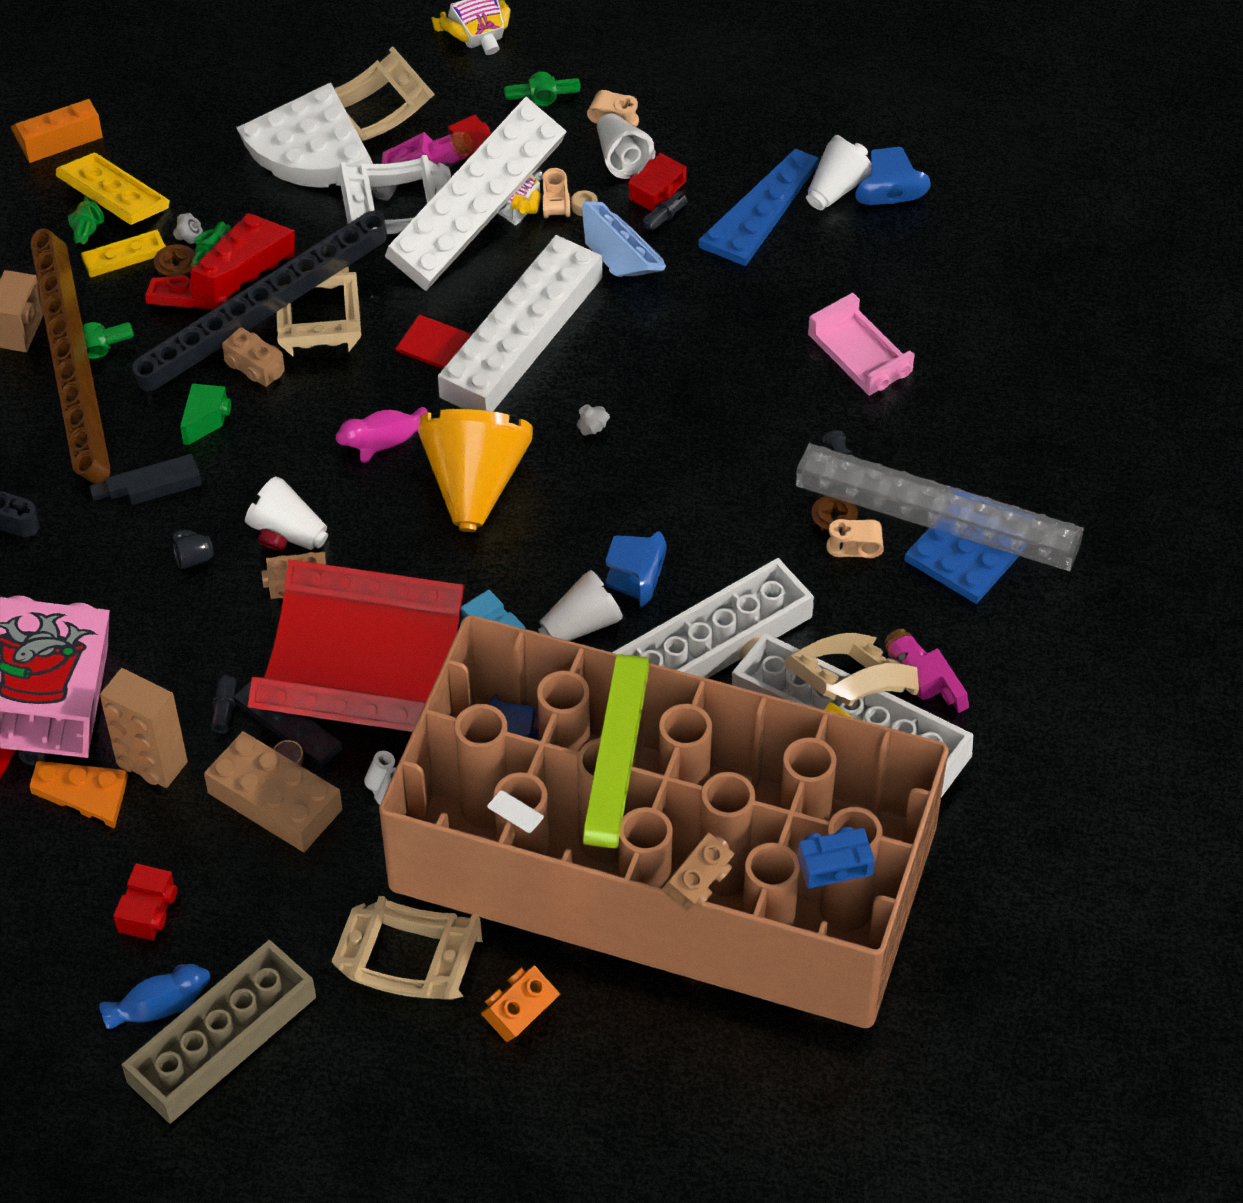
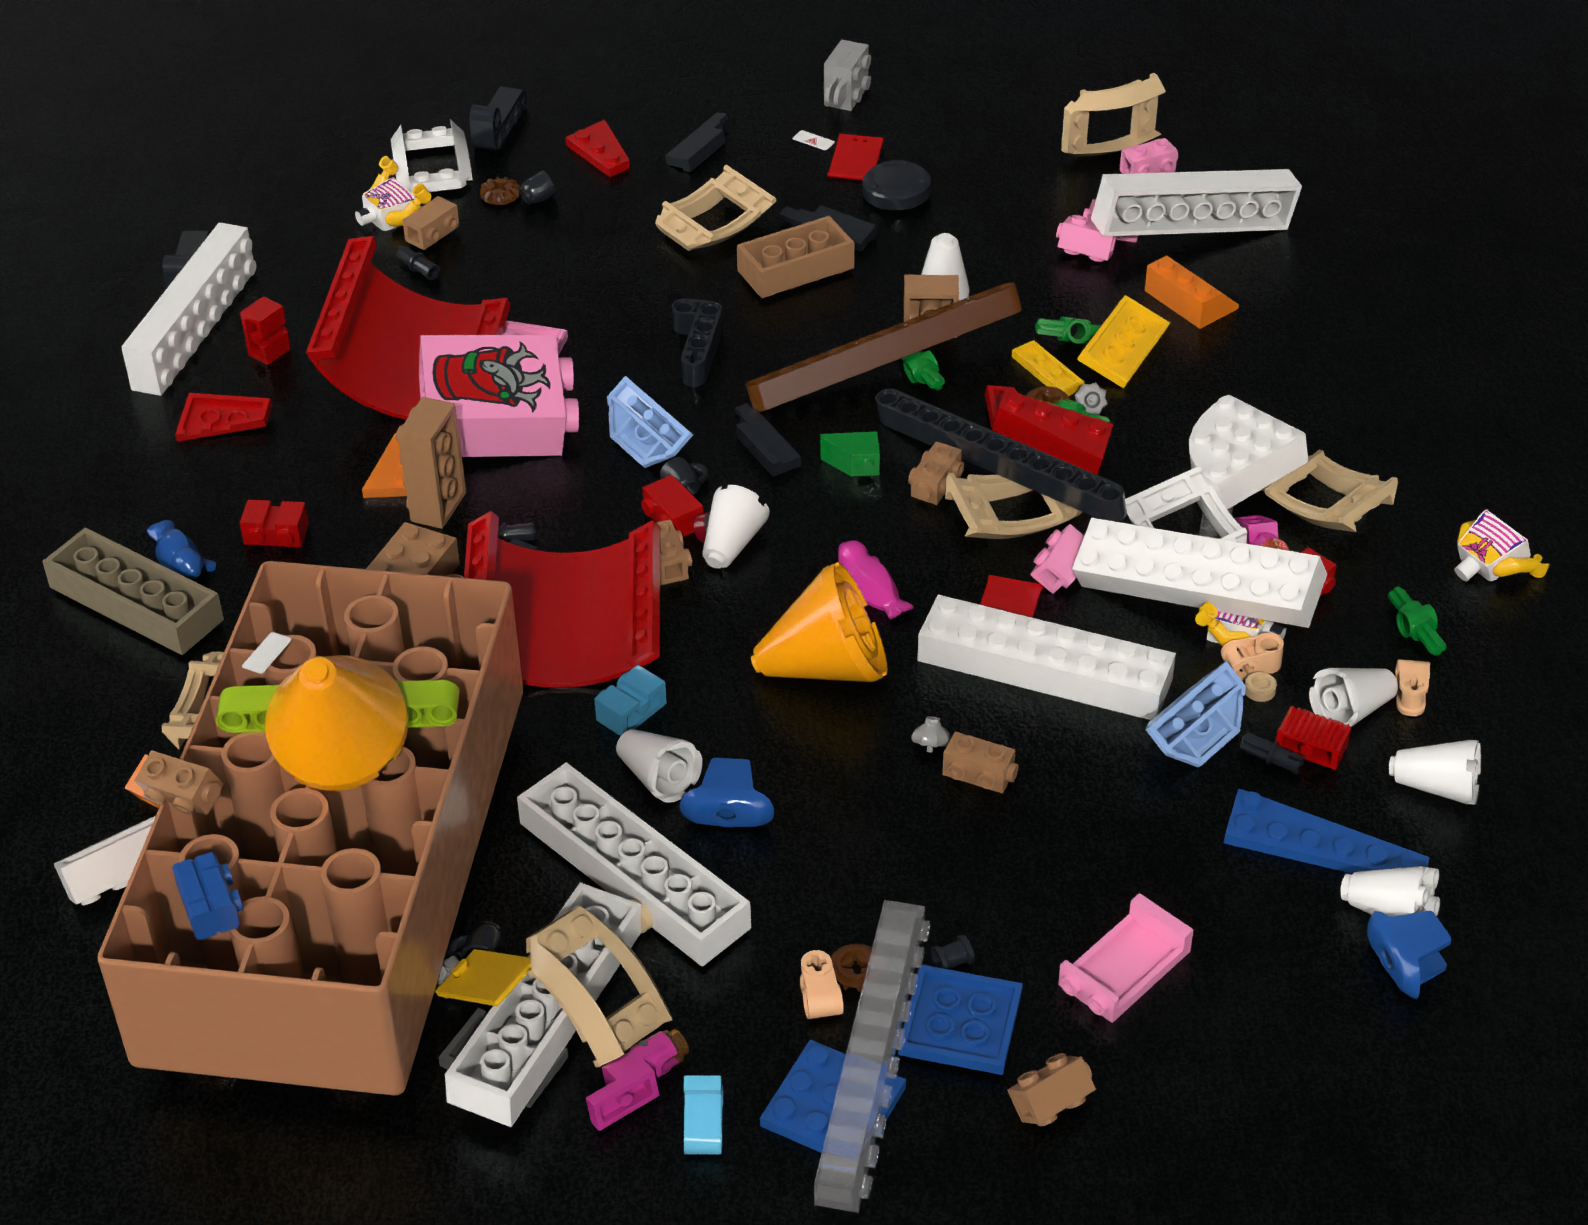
camera: 80 degrees right, 10 degrees down
(113, 564) = (643, 425): none -> light blue wedge
(234, 560) = (671, 500): none -> red brick
(404, 289) = (1056, 561): none -> bright pink brick
(604, 1037) = (103, 864): none -> white brick
(632, 393) = (979, 762): none -> medium nougat brick
(656, 737) = (336, 722): none -> light orange cone
(718, 112) = (1440, 769): none -> white cone
(906, 446) = (962, 1019): none -> blue plate
(973, 627) = (703, 1114): none -> medium azure tile
(984, 411) = (1052, 1089): none -> medium nougat brick

